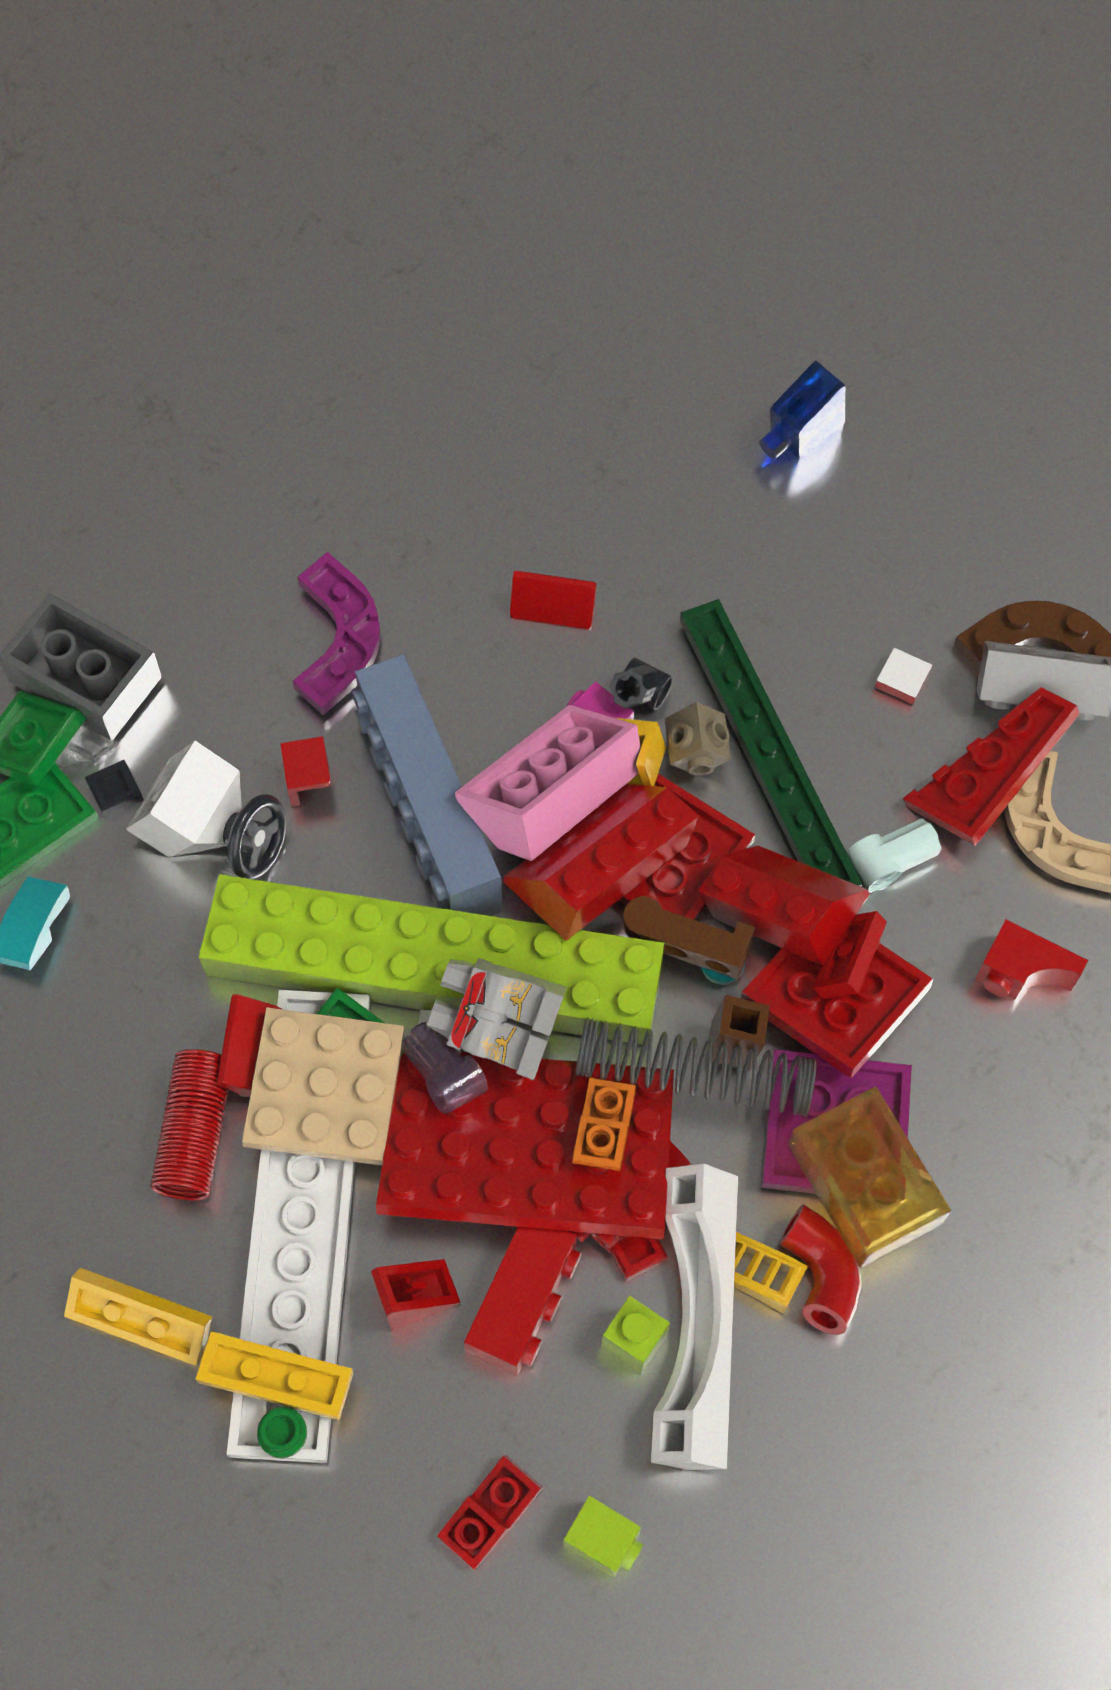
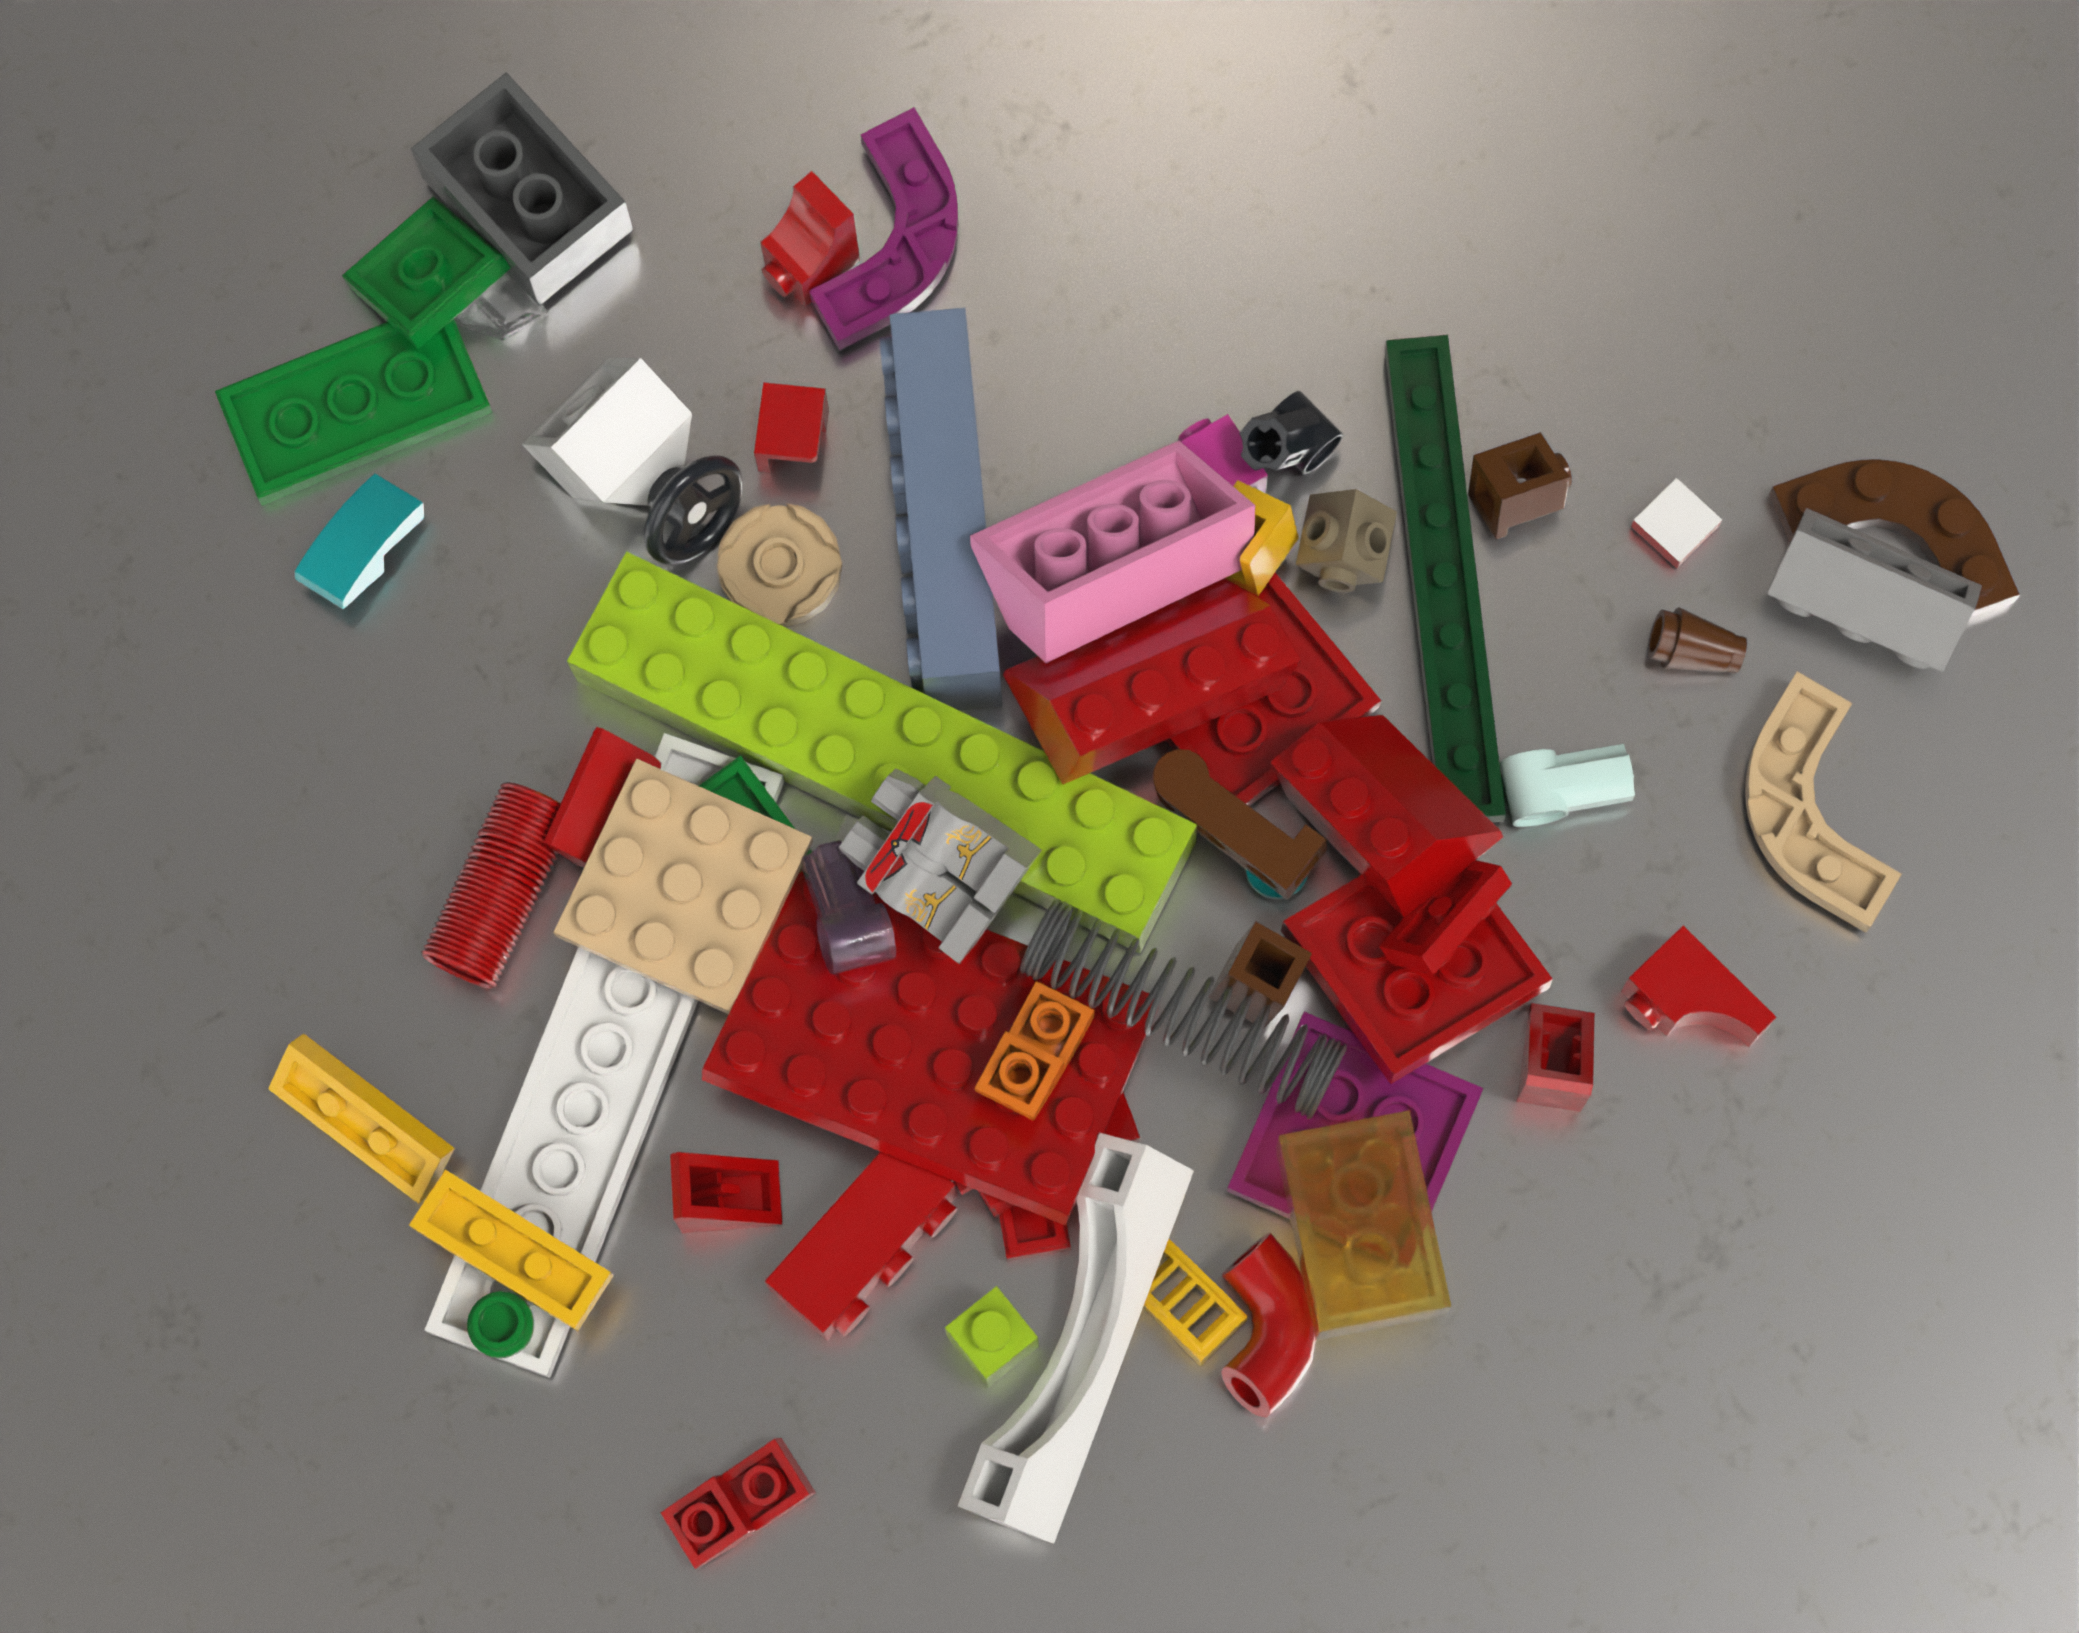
camera: 20 degrees right, 10 degrees up
(114, 788) = (524, 377): black tile -> none
(285, 647) = (810, 241): none -> red arch
(324, 857) = (780, 563): none -> tan tile
(553, 600) = (1212, 269): red slope -> none
(604, 1538) = (870, 1581): lime brick -> none
(795, 676) = (1518, 483): none -> reddish brown brick
(805, 413) = (1668, 83): clear blue torso -> none
(940, 744) = (1694, 643): none -> reddish brown cone
(953, 1033) = (1557, 1058): none -> red slope
(986, 778) = (1727, 716): red wing -> none

